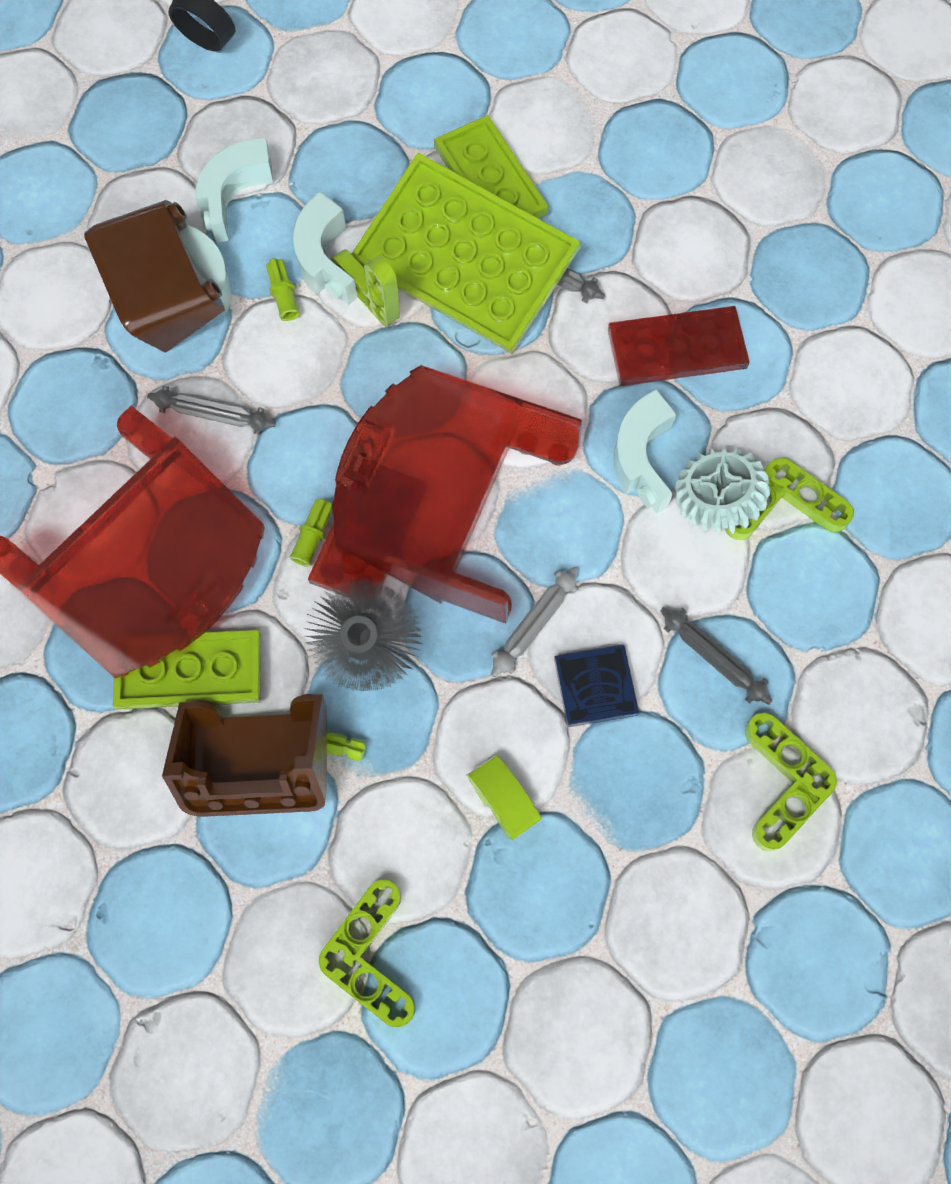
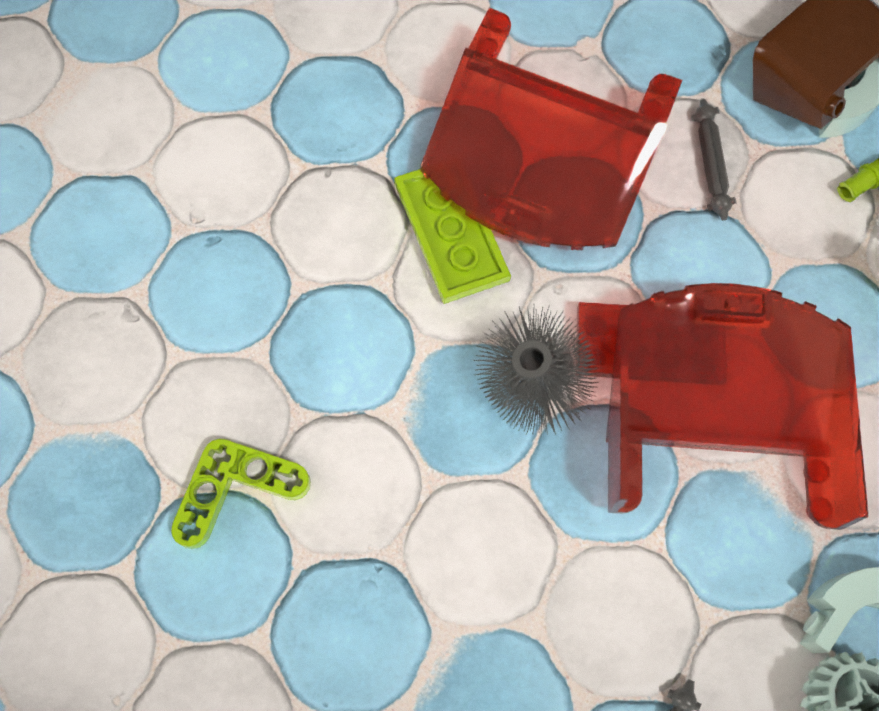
camera: 70 degrees right, 0 degrees up
(248, 761) = (382, 310): reddish brown windscreen -> none
(311, 533) = (625, 290): lime axle -> none
(339, 744) = (426, 381): lime axle -> none
(504, 796) = (426, 569): lime slope -> none
(534, 622) = (624, 543): light grey wheel -> none
(596, 686) = (578, 632): tile -> none

